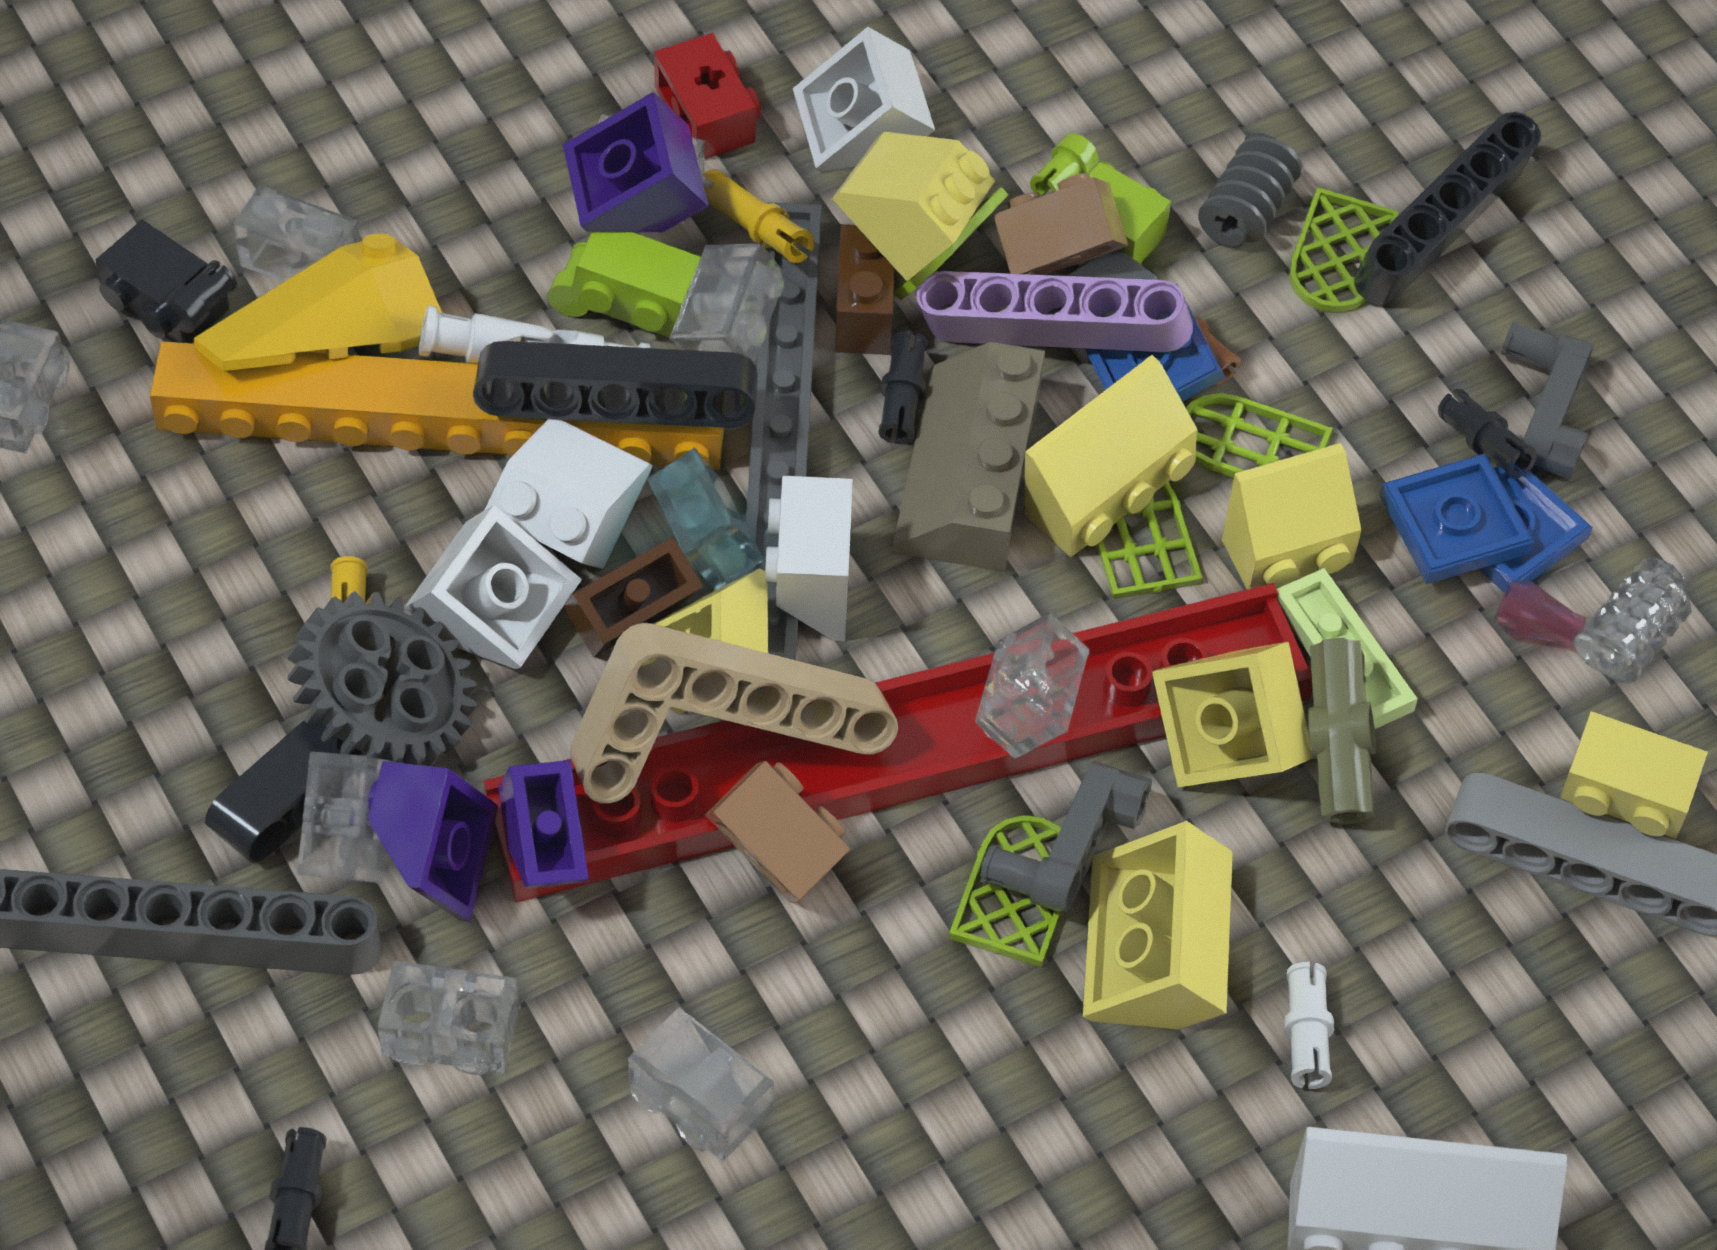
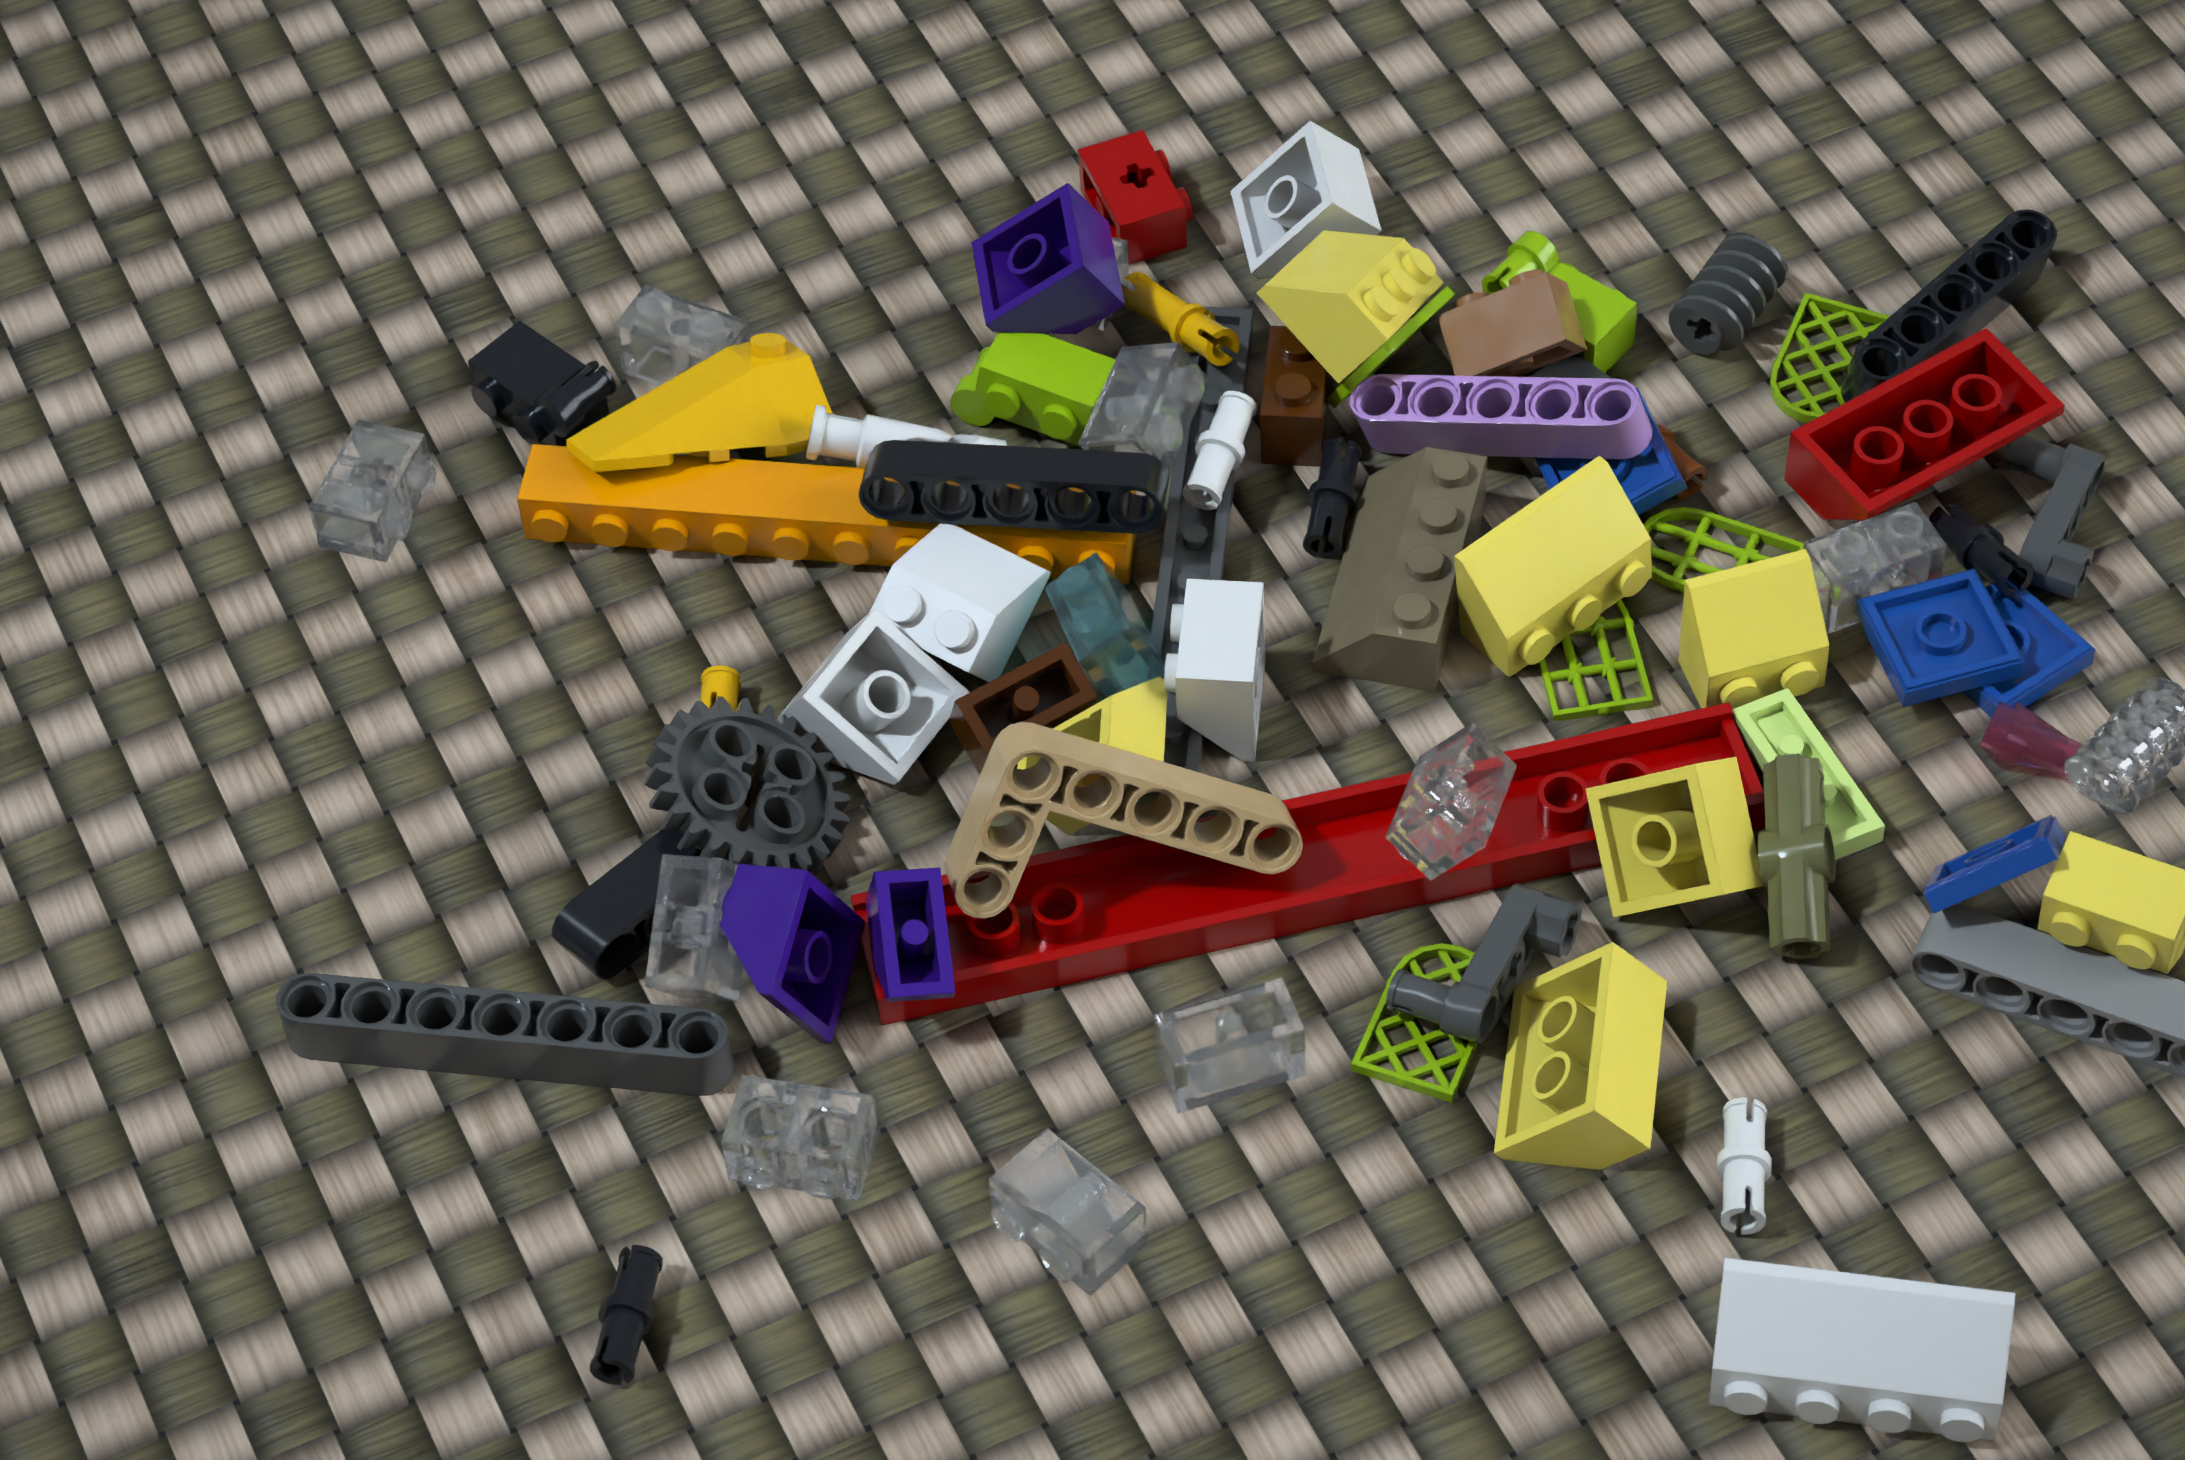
camera: 10 degrees right, 5 degrees down
(779, 829) = (1165, 944): medium nougat brick -> none
(800, 344) = (1219, 450): none -> white pin
(841, 921) = (1230, 1045): none -> clear brick
(1397, 445) = (1873, 559): none -> clear brick
(1428, 323) = (1916, 429): none -> red slope
(1521, 738) = (1994, 863): none -> blue tile

